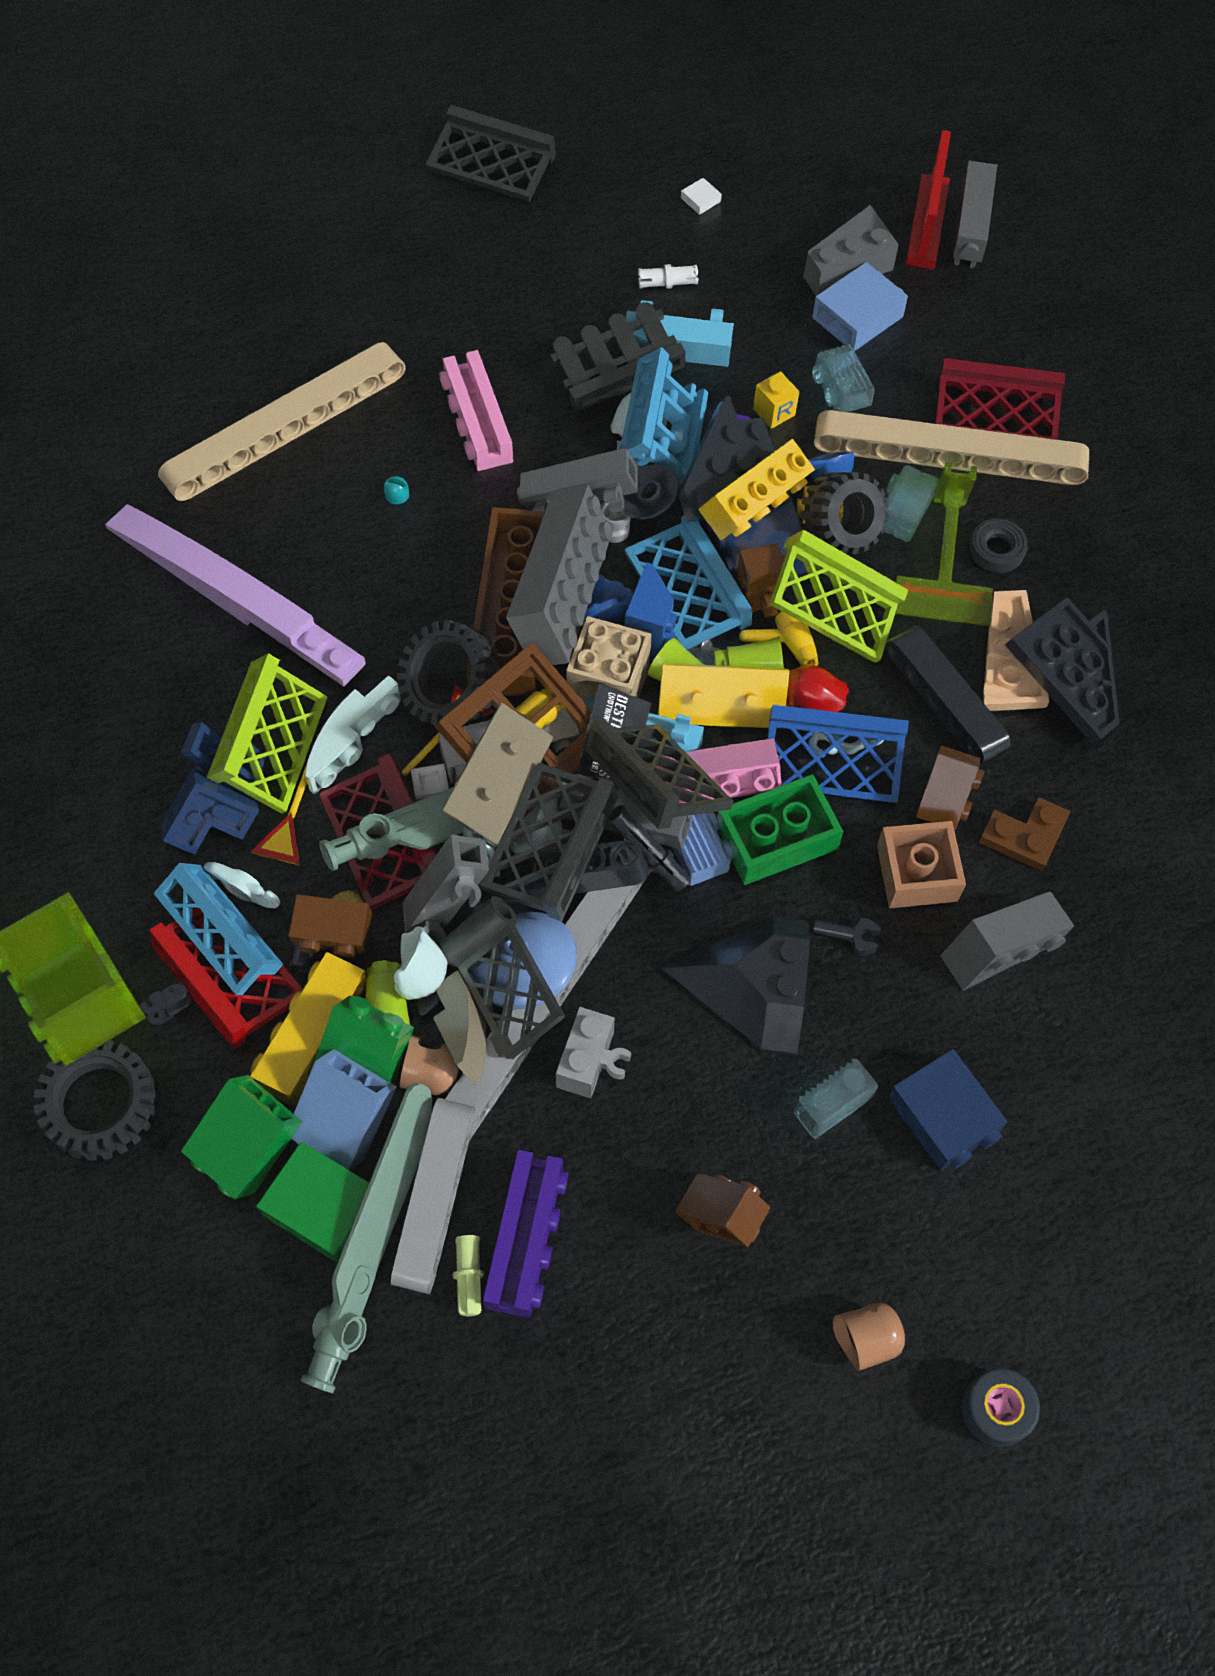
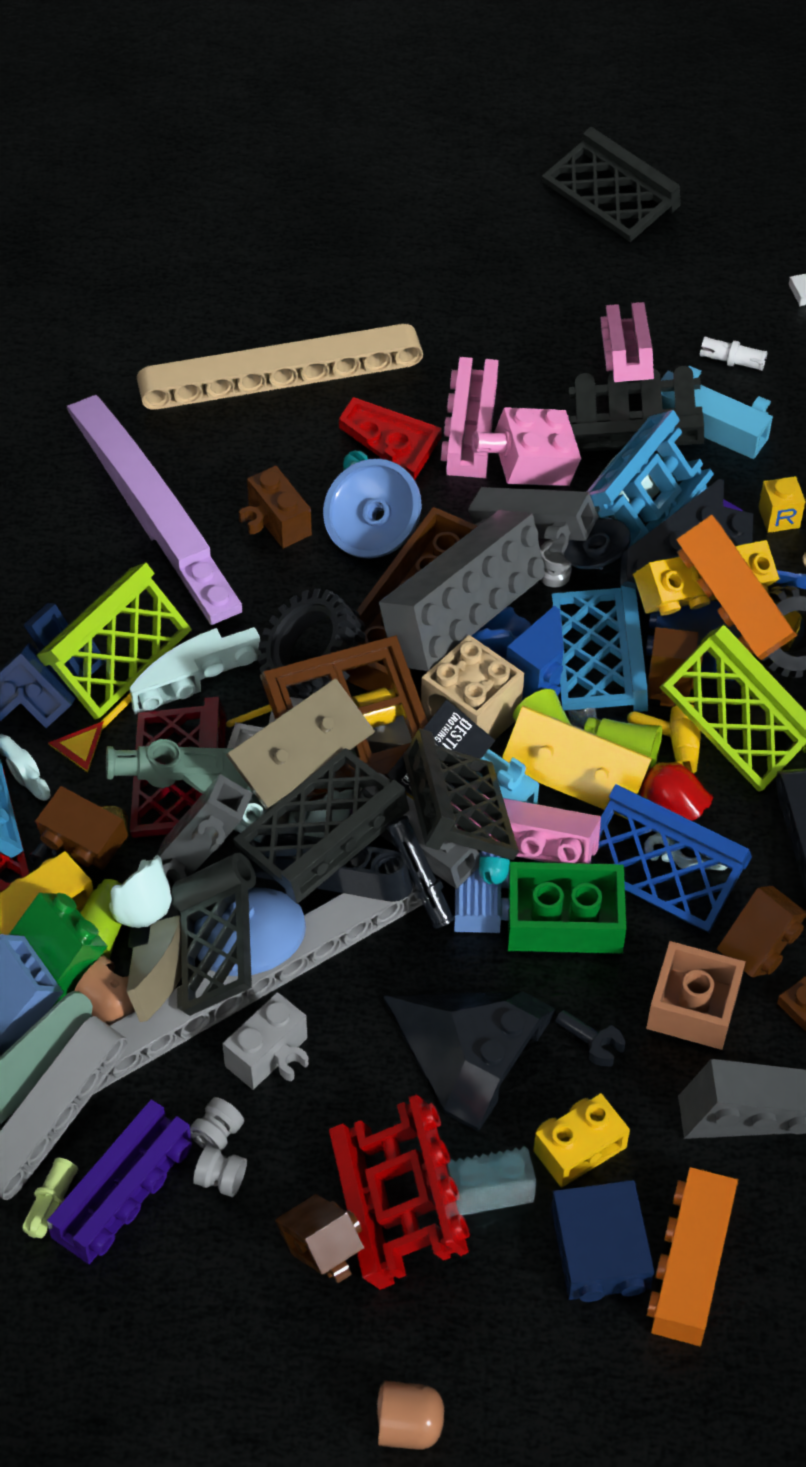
camera: 25 degrees right, 10 degrees down
(349, 554) = (276, 506): none -> reddish brown brick
(413, 451) = (391, 434): none -> red wing
(415, 523) = (359, 496): none -> medium blue dish
(546, 419) = (532, 446): none -> bright pink brick
(581, 1147) = (216, 1125): none -> light grey wheel
(584, 297) = (627, 344): none -> bright pink brick
(605, 1186) = (217, 1169): none -> light grey wheel
(708, 821) = (493, 869): none -> teal hinge
(744, 1160) = (368, 1199): none -> red fence
(797, 492) = (735, 587): none -> orange brick
(887, 1028) = (580, 1139): none -> yellow brick
(1025, 1091) = (694, 1257): none -> orange brick

